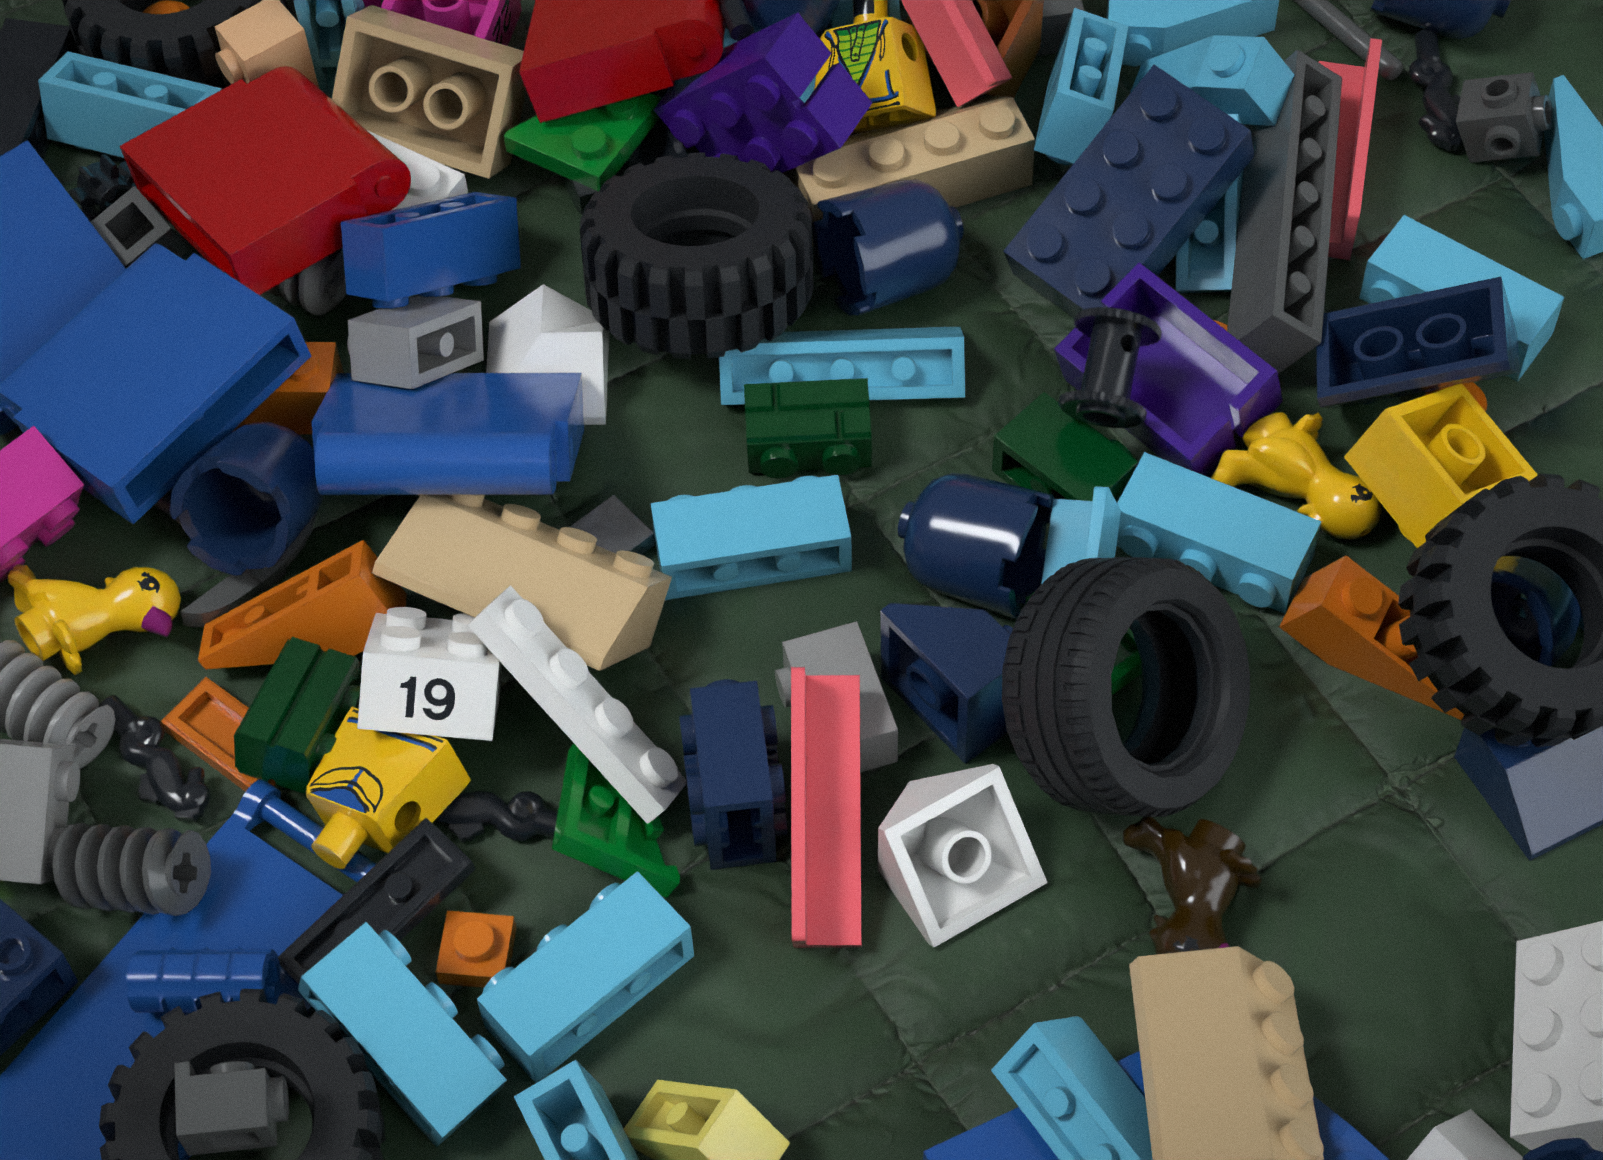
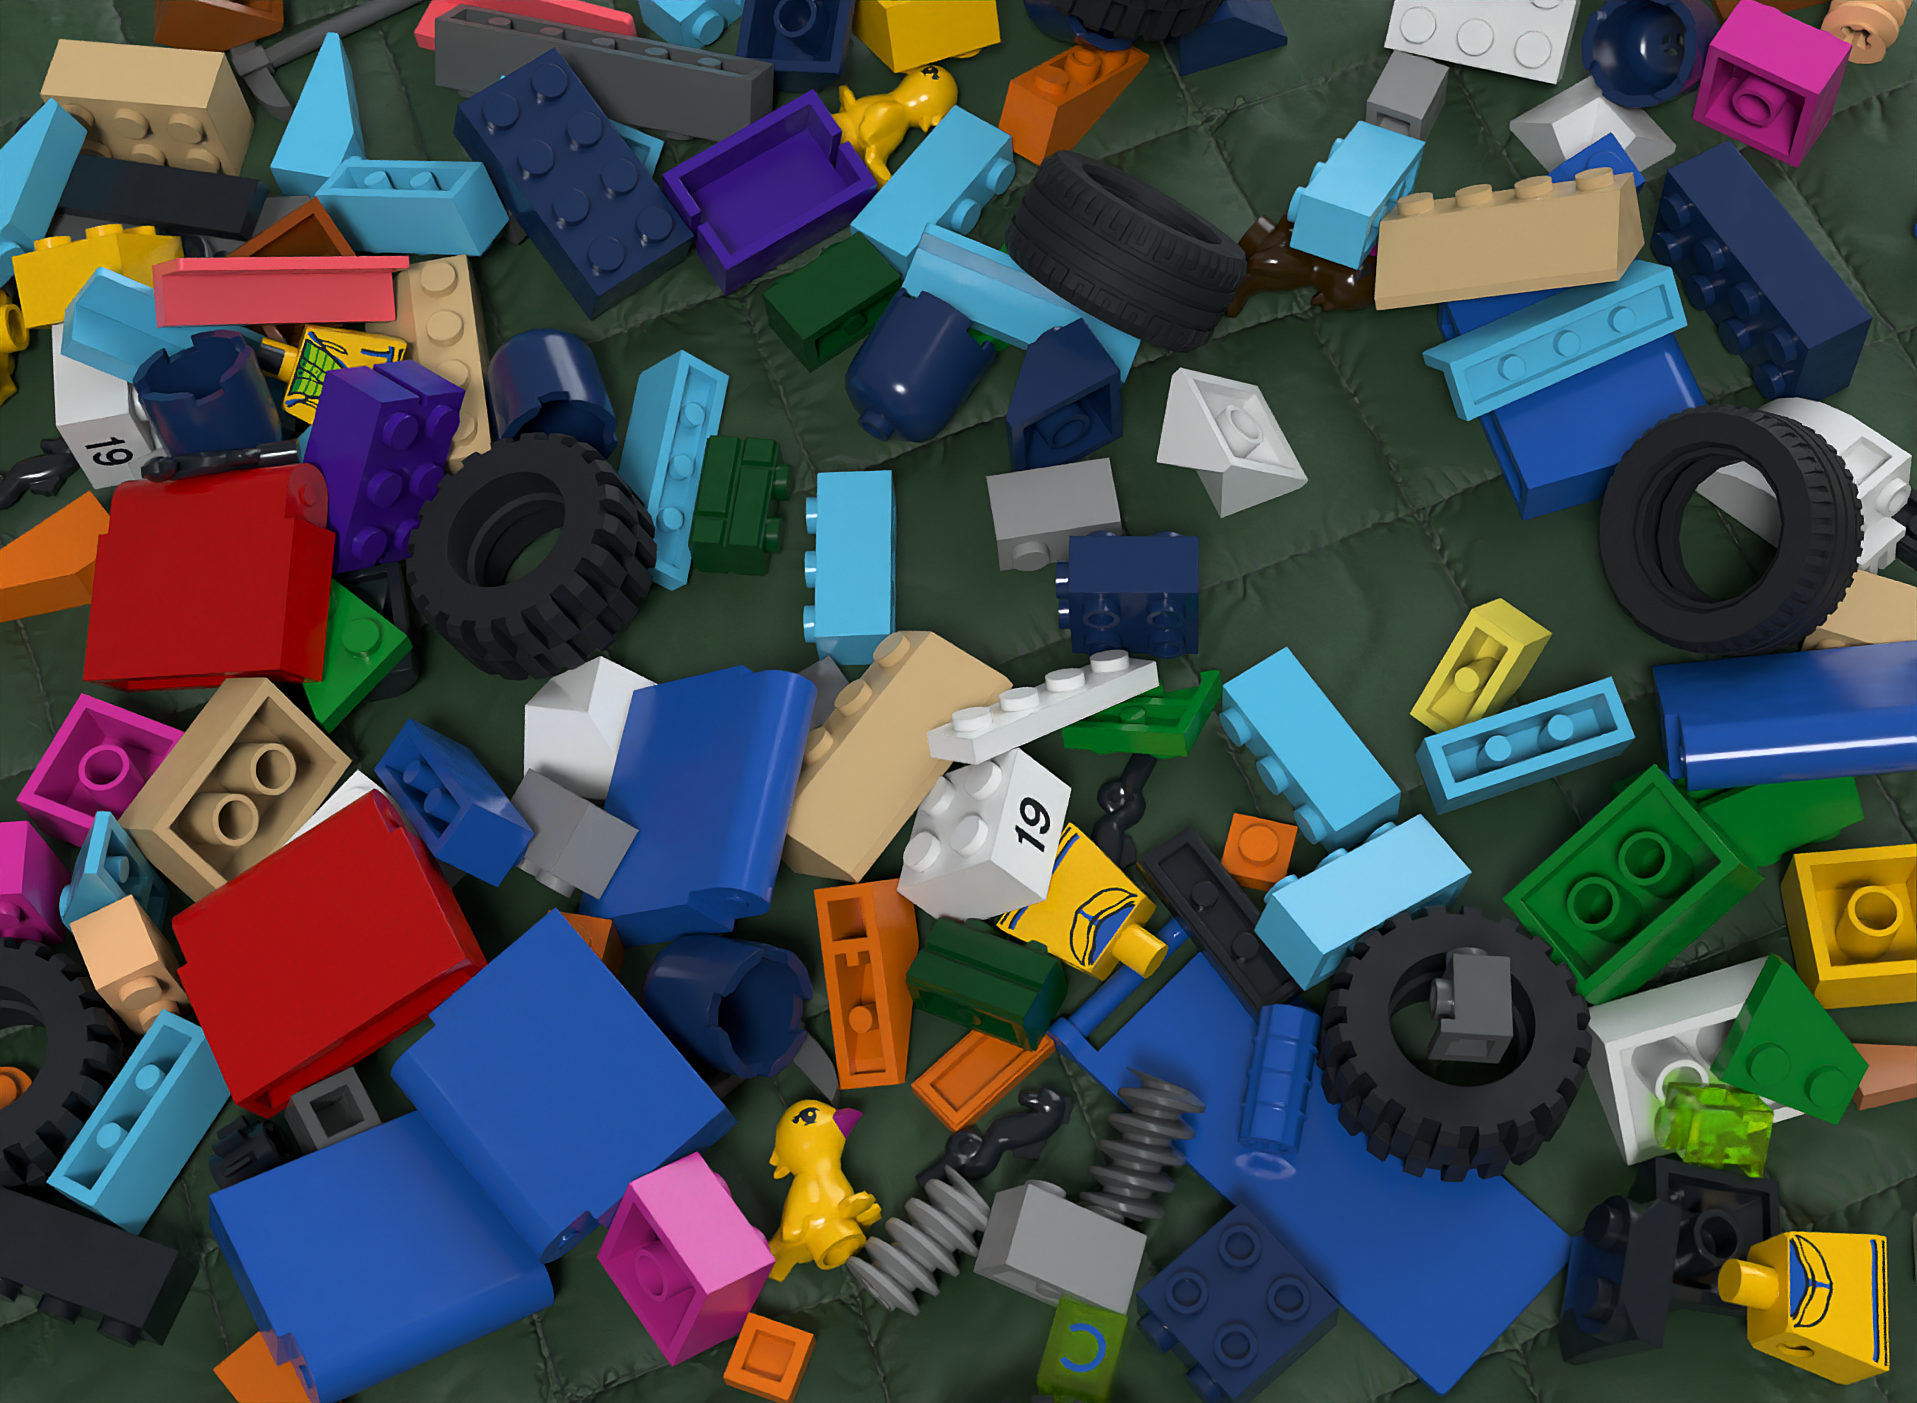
camera: 75 degrees left, 5 degrees up
(825, 810) = (1229, 539): coral panel -> none
(1110, 367) = (775, 216): black hose -> none
(1232, 73) = (449, 73): medium azure slope -> none
(1326, 943) = (1353, 193): none -> medium azure brick
(1460, 984) = (1408, 95): none -> light grey brick

